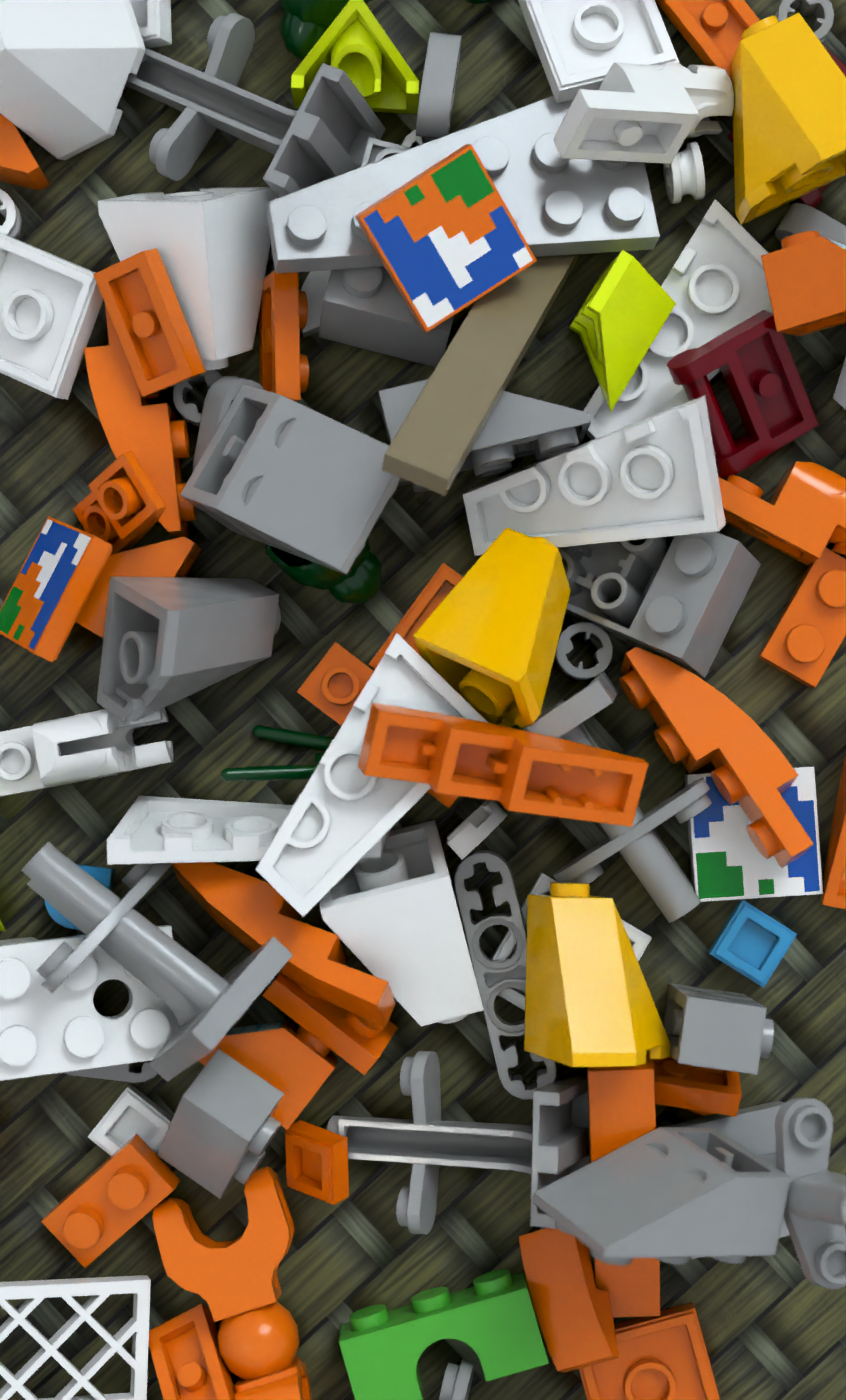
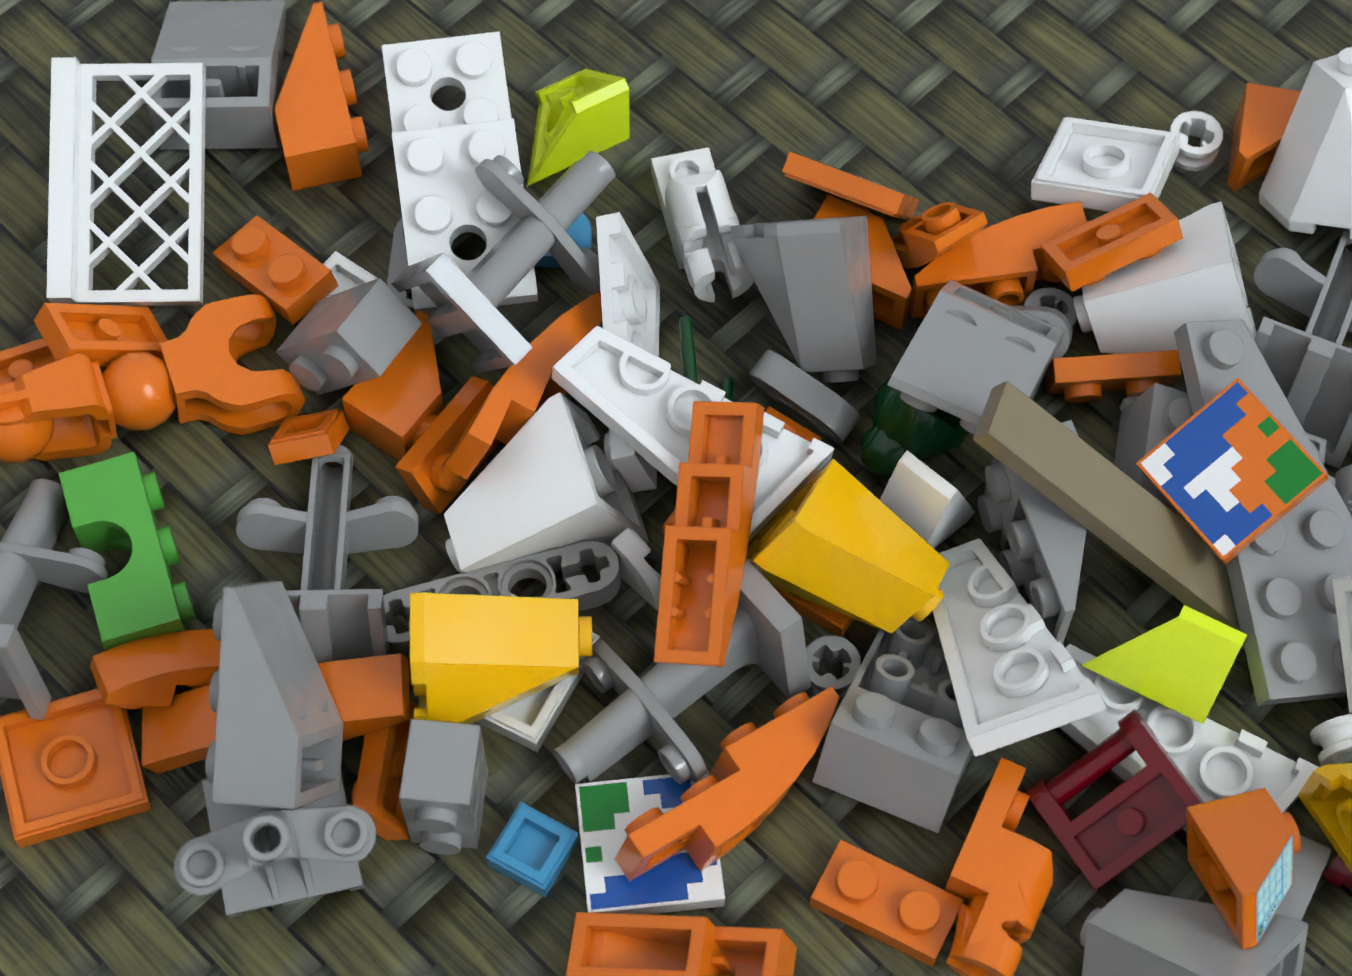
camera: 85 degrees right, 25 degrees down
(290, 656) = (804, 396): none -> light grey beam
(428, 546) = (925, 500): none -> white slope

